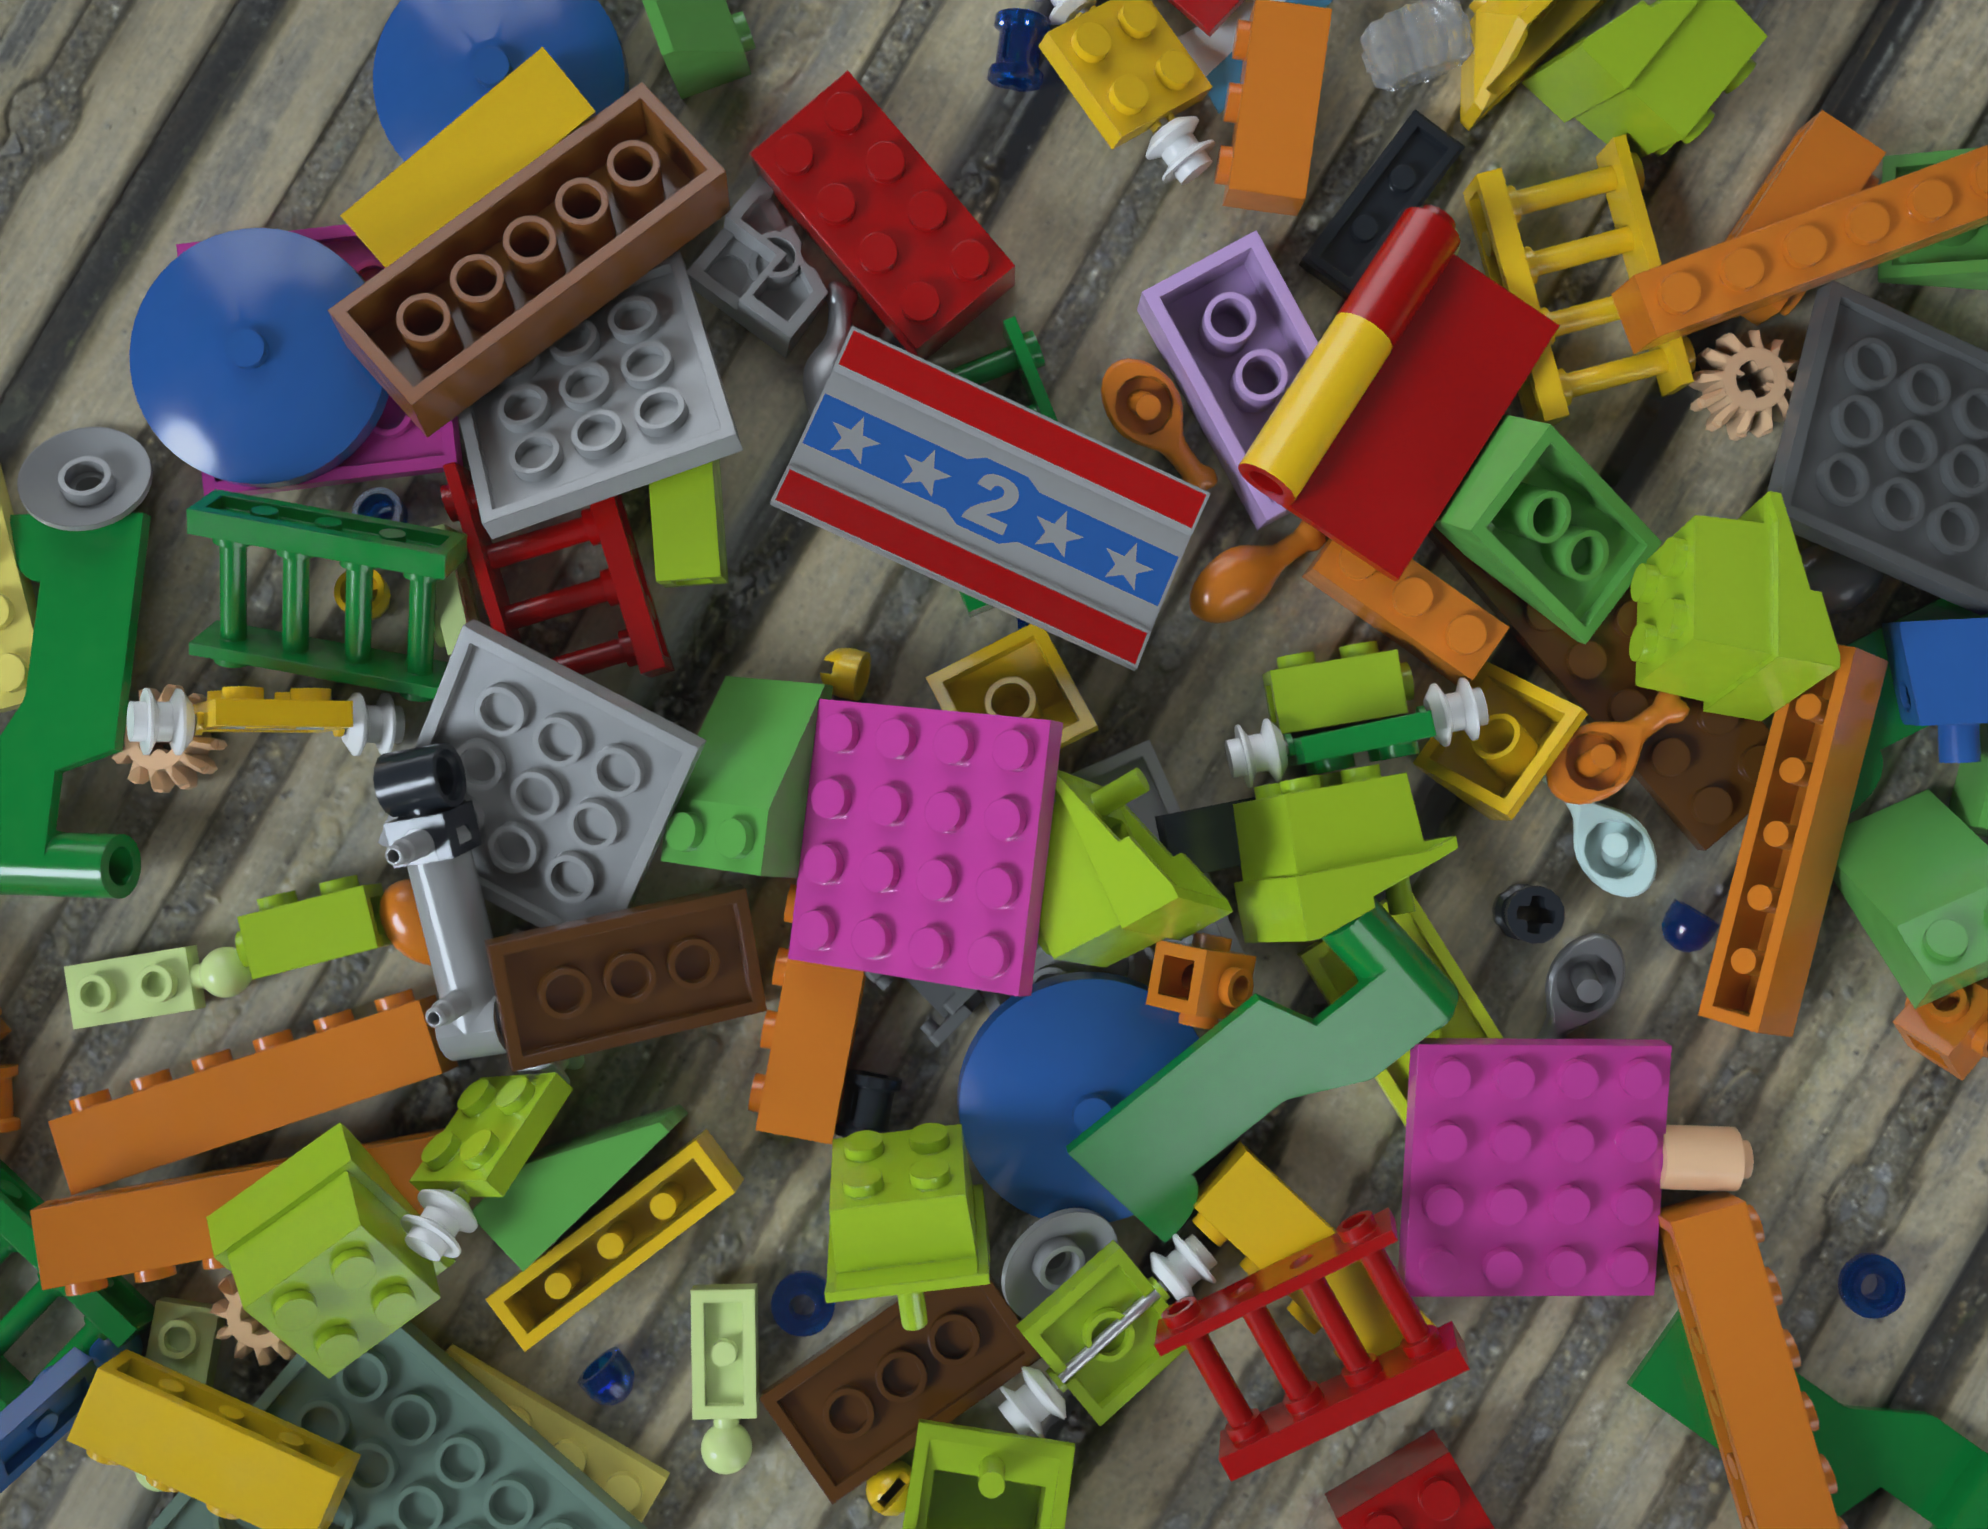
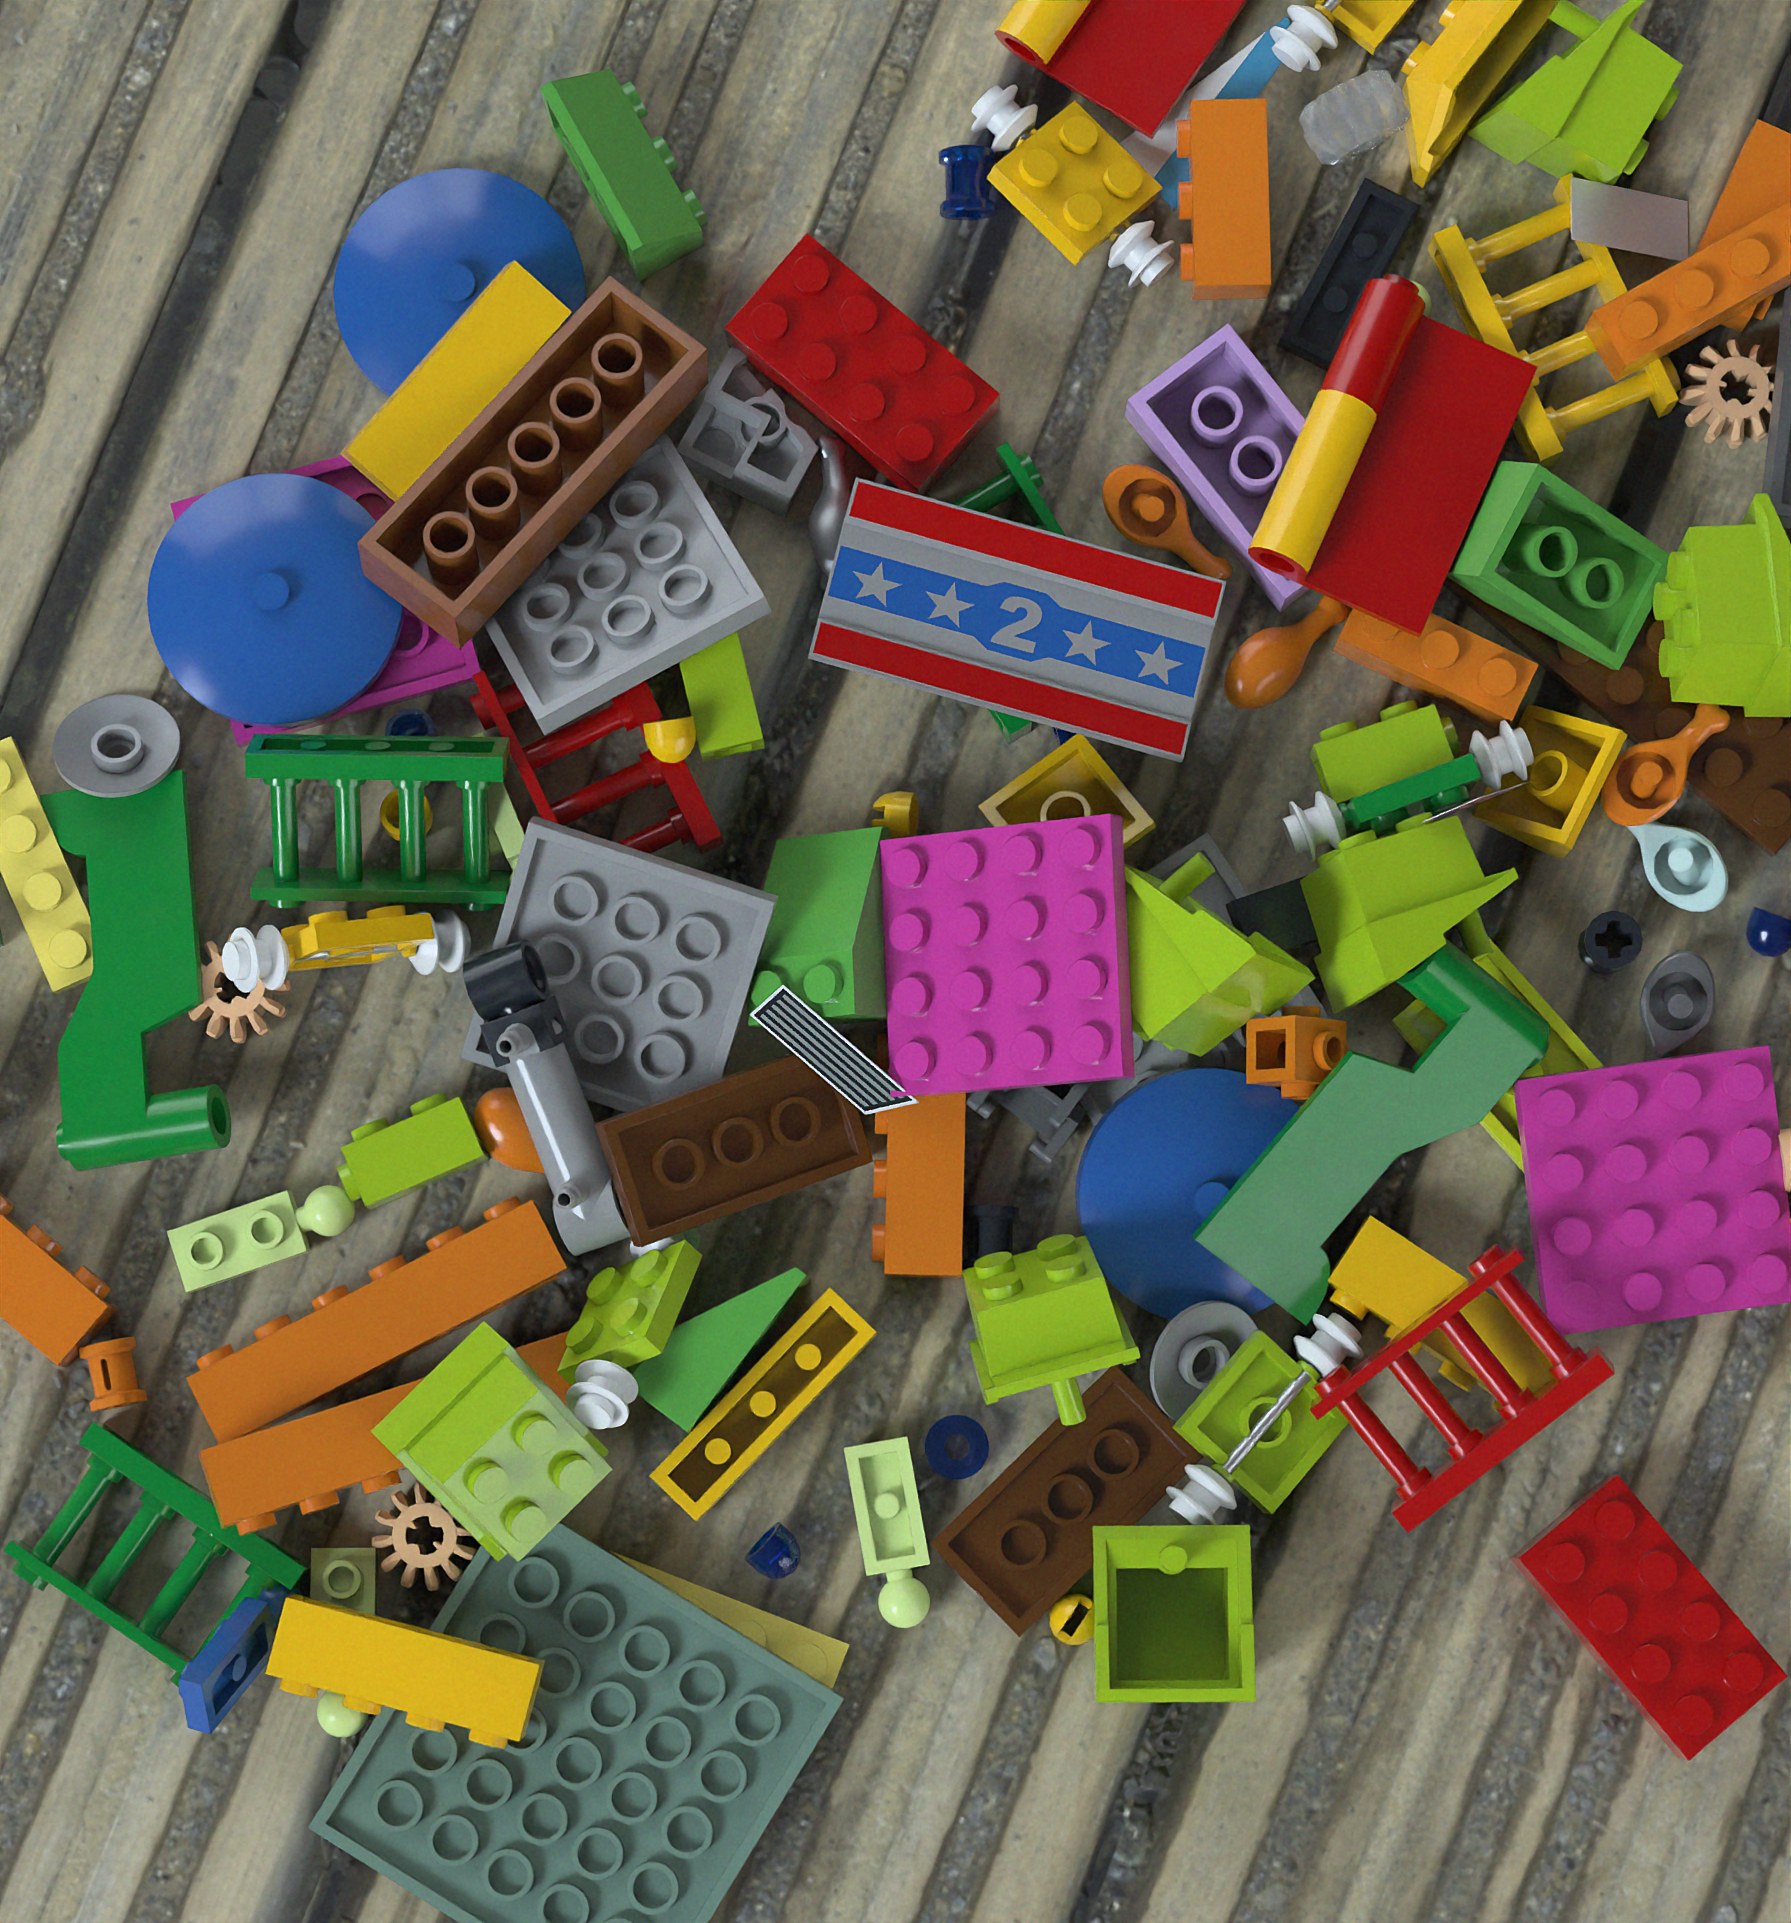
camera: 10 degrees left, 5 degrees down
(627, 561) = (671, 738): none -> yellow hinge
(733, 904) = (829, 1053): none -> sticker
(1425, 758) = (1477, 801): none -> sticker
(1672, 192) = (1629, 219): none -> white sticker

